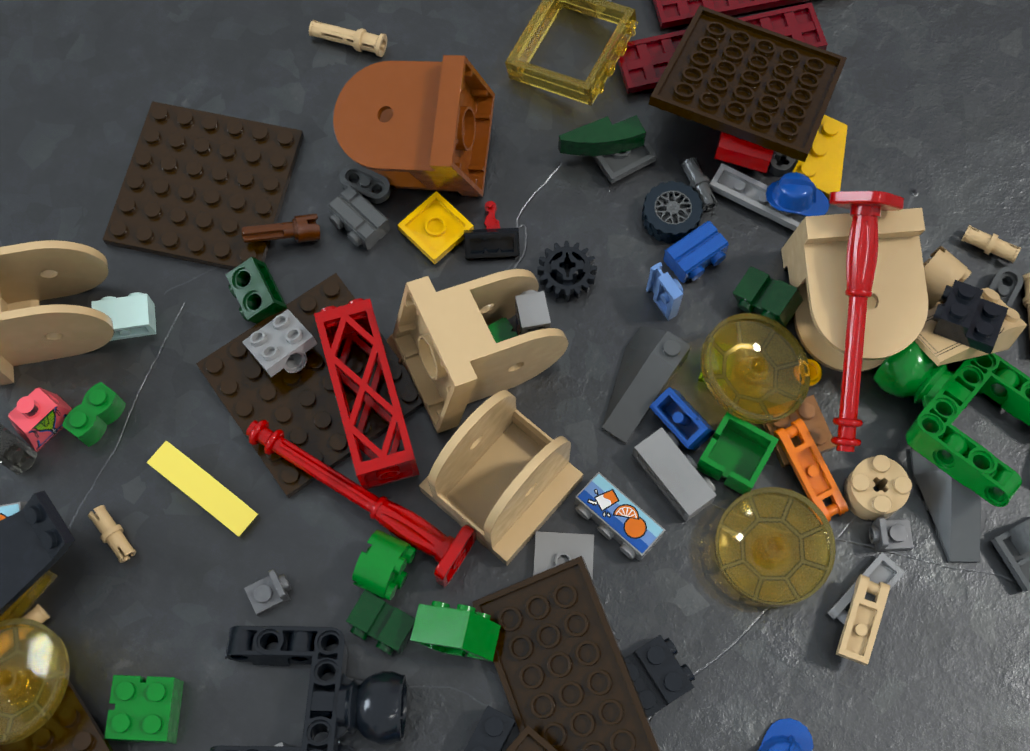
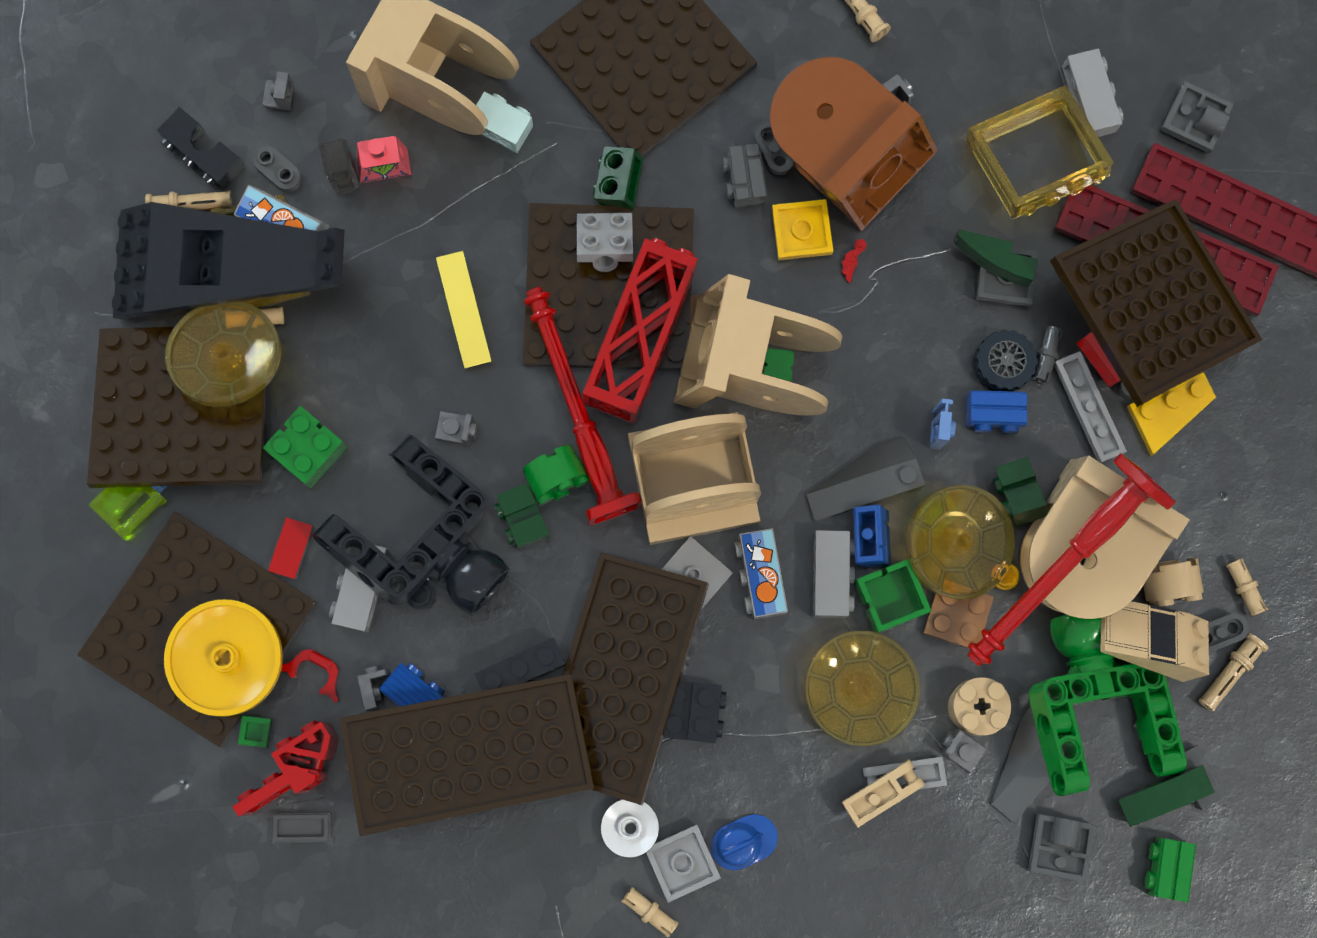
camera: 30 degrees right, 10 degrees up
(98, 409) = (427, 186): green brick -> none
(112, 533) = (372, 293): tan pin -> none
(302, 228) = (693, 150): reddish brown piece -> none
(456, 630) = (571, 565): green piece -> none
(491, 243) = (836, 277): black plate -> none
(531, 312) = (814, 367): light grey brick -> none
(555, 270) = (871, 339): black gear -> none
(797, 195) = (1118, 427): blue piece -> none
(811, 468) = (940, 653): orange plate -> none
(968, 317) = (1161, 633): black plate -> none

